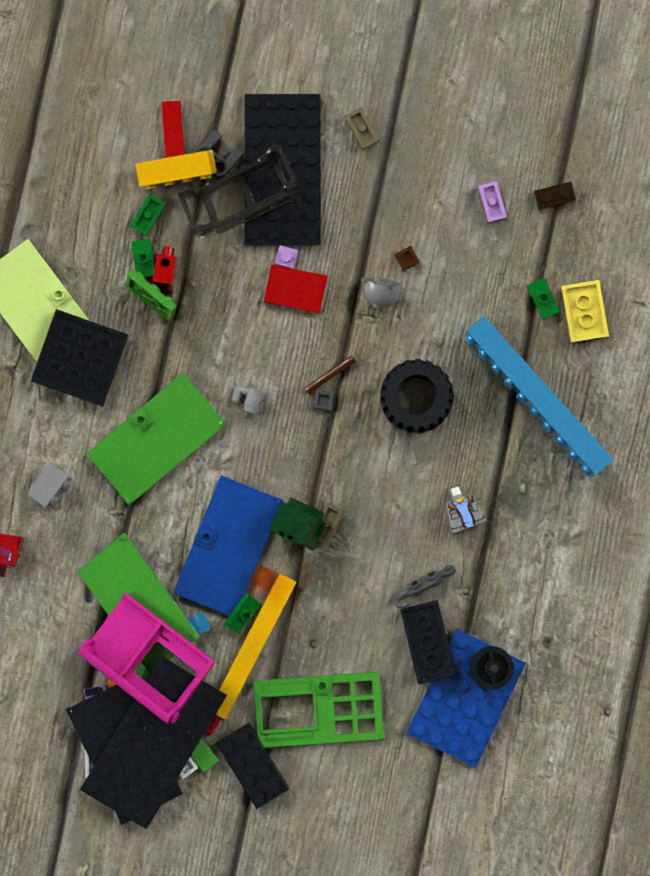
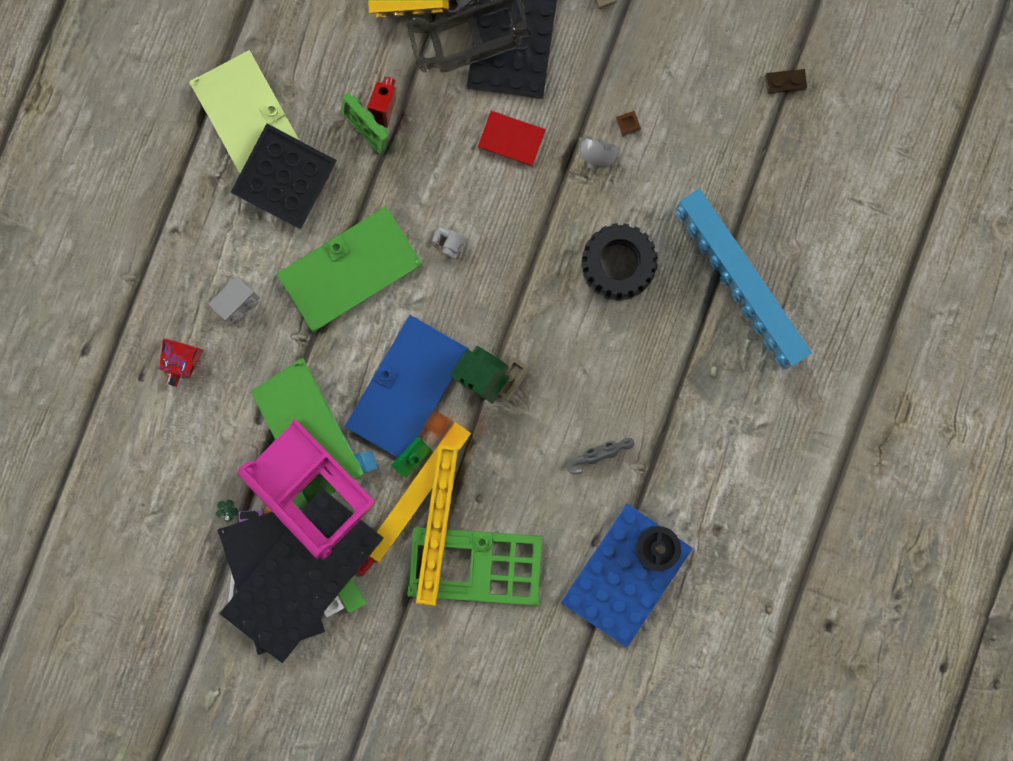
camera: 10 degrees right, 0 degrees up
(70, 690) = (226, 510): none -> clear green plant
(143, 257) = (363, 84): green plate -> none
(148, 215) = (373, 44): green plate -> none
(252, 765) = (400, 613): black plate -> none
(276, 675) = (437, 525): none -> yellow tile
(286, 257) = (507, 105): lavender plate -> none
(323, 400) = (524, 254): dark grey tile -> none
(330, 374) = (534, 229): reddish brown bar -> none
(428, 642) = (596, 513): black plate -> none
(463, 511) = (650, 385): torso -> none
(492, 202) = (722, 78): lavender plate -> none
(543, 298) = (760, 182): green plate -> none
(584, 311) = (801, 200): light yellow plate -> none

